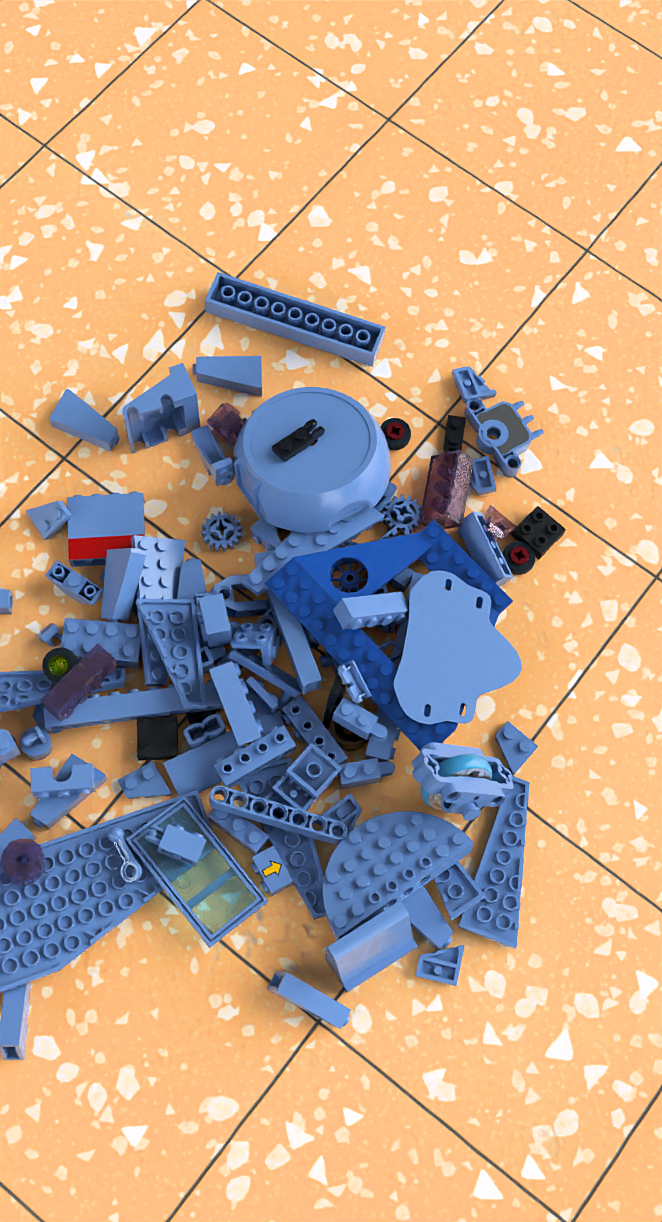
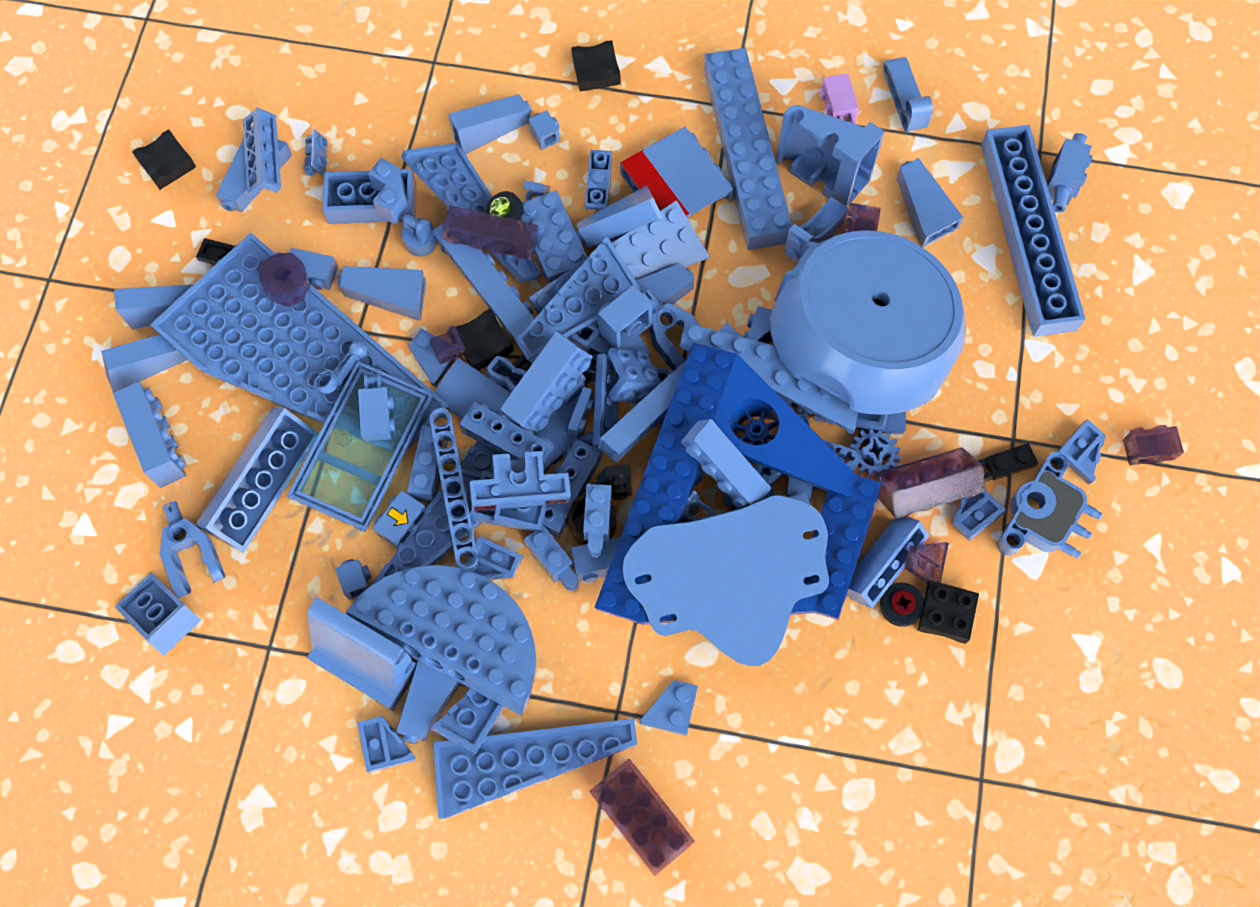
camera: 70 degrees right, 0 degrees up
(49, 518) = (655, 124): medium blue wing -> none
(81, 782) = (396, 288): medium blue arch -> none
(83, 422) = (777, 93): medium blue slope -> none
(89, 1038) = (150, 434): none -> medium blue brick
(109, 465) = (747, 149): none -> medium blue brick
(113, 382) = (839, 98): none -> lavender brick
(136, 335) = (911, 107): none -> medium blue beam
(149, 764) = (447, 346): none -> clear purple panel
(175, 967) = (258, 479): none -> medium blue slope
(196, 1038) = (171, 546): none -> medium blue piece
(213, 532) = (740, 285): medium blue gear -> none
(246, 1098) = (157, 614): none -> medium blue slope
(266, 269) = (1069, 171): none -> medium blue brick
(298, 440) = (870, 286): black hinge -> none
(300, 928) = (353, 578): none -> medium blue brick
(303, 762) = (519, 484): none -> medium blue piece
(309, 999) = (281, 623): medium blue slope -> none
(356, 686) = (627, 495): medium blue hinge -> none
(399, 440) = (963, 406): black wheel -> none
(460, 779) = (591, 657): medium blue piece -> none
(491, 343) = (1152, 445): none -> clear purple brick
(583, 804) = (642, 817): none -> clear purple brick

